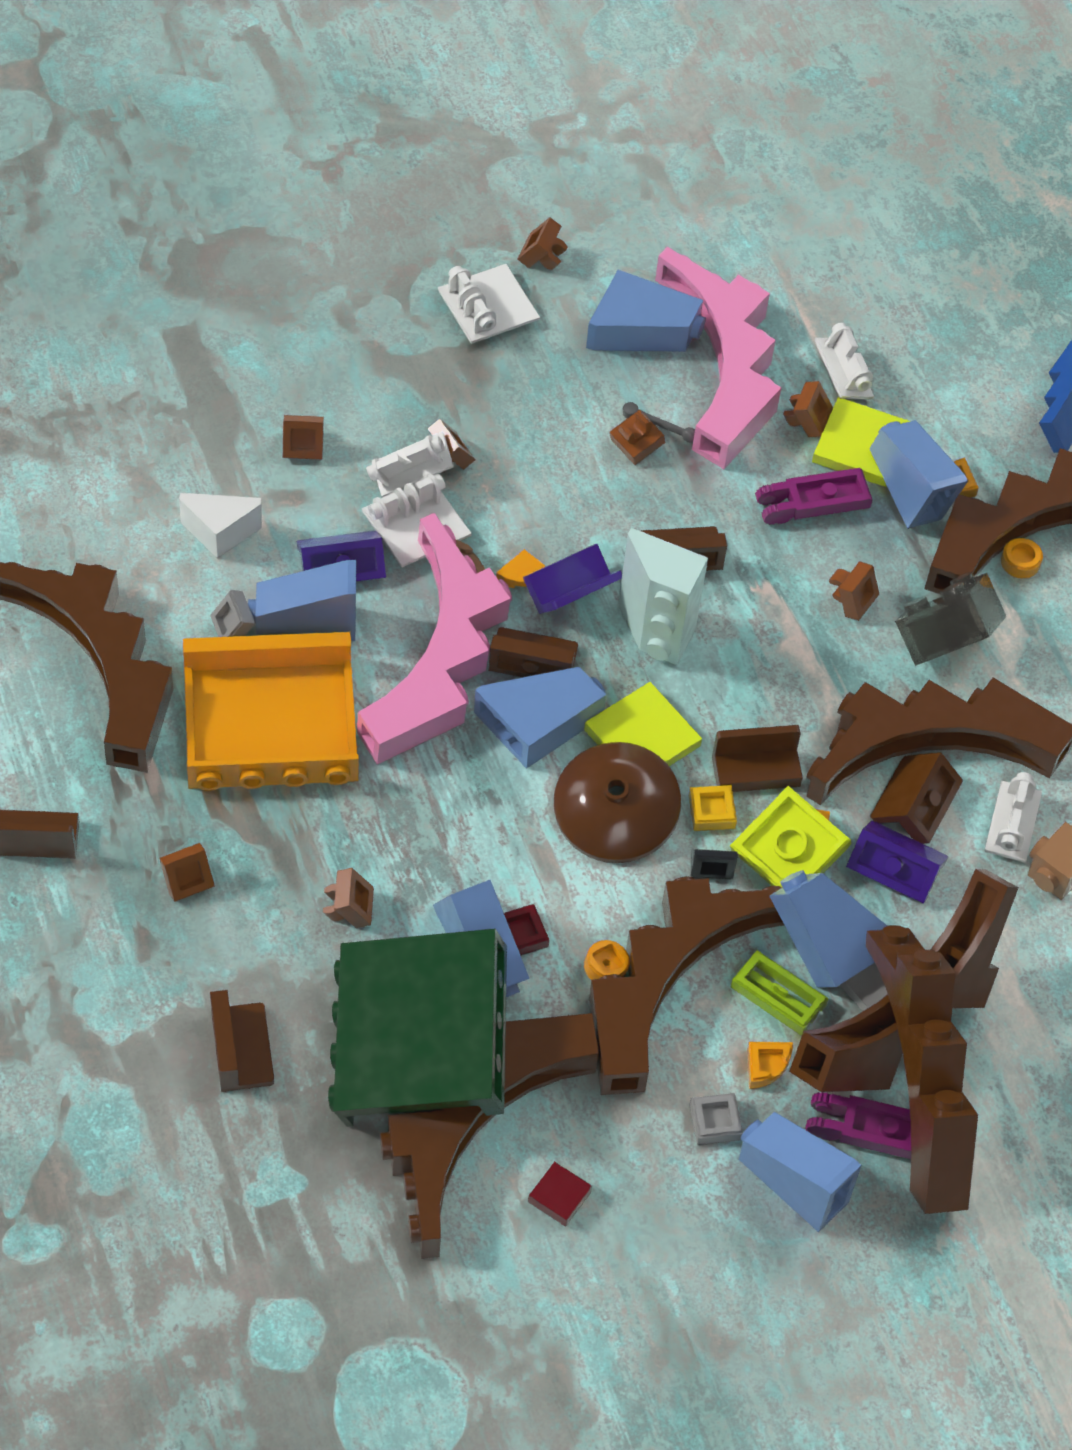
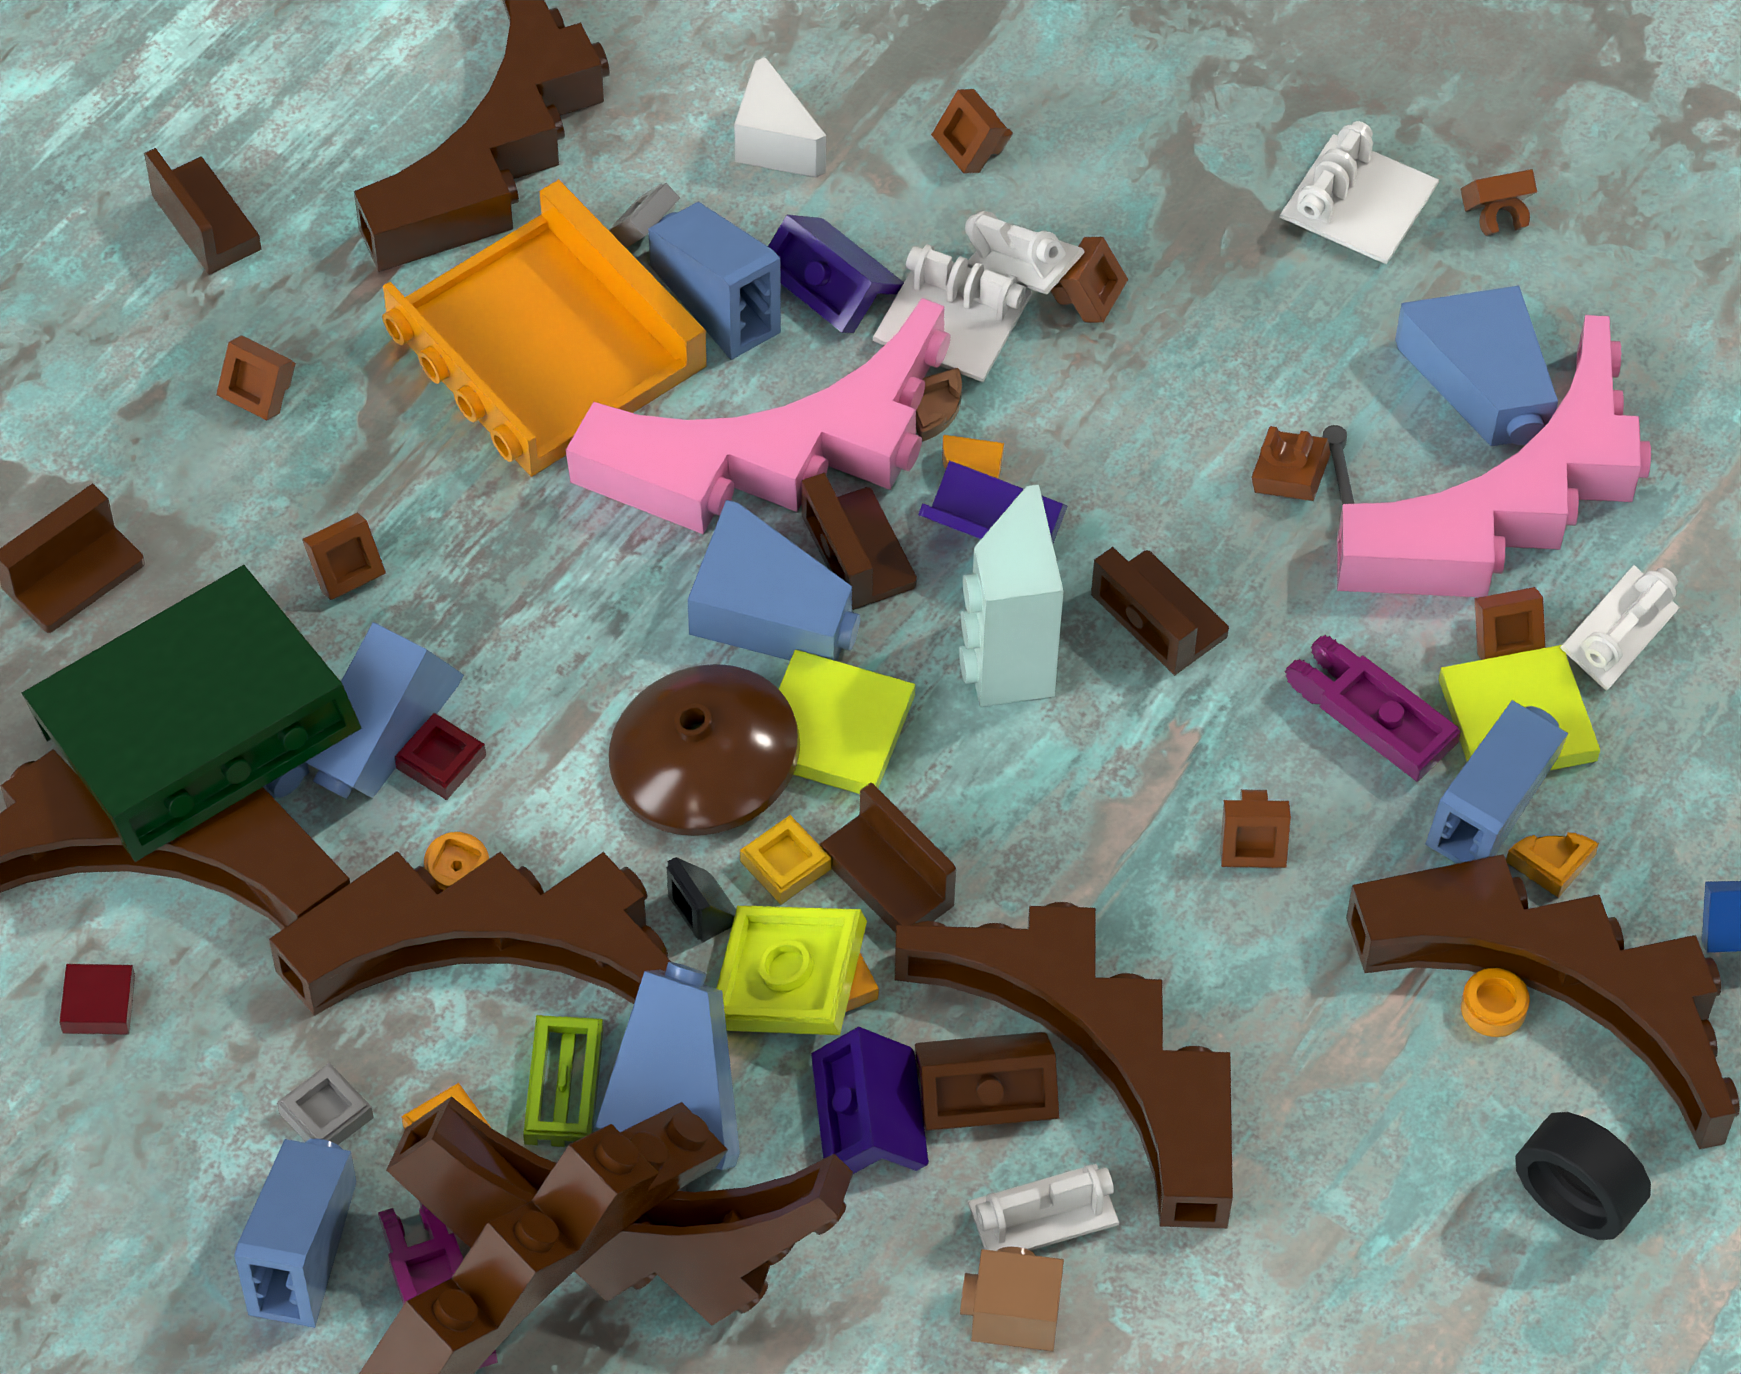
camera: 60 degrees right, 0 degrees up
(957, 619) = (1287, 954): clear smoke brick -> none

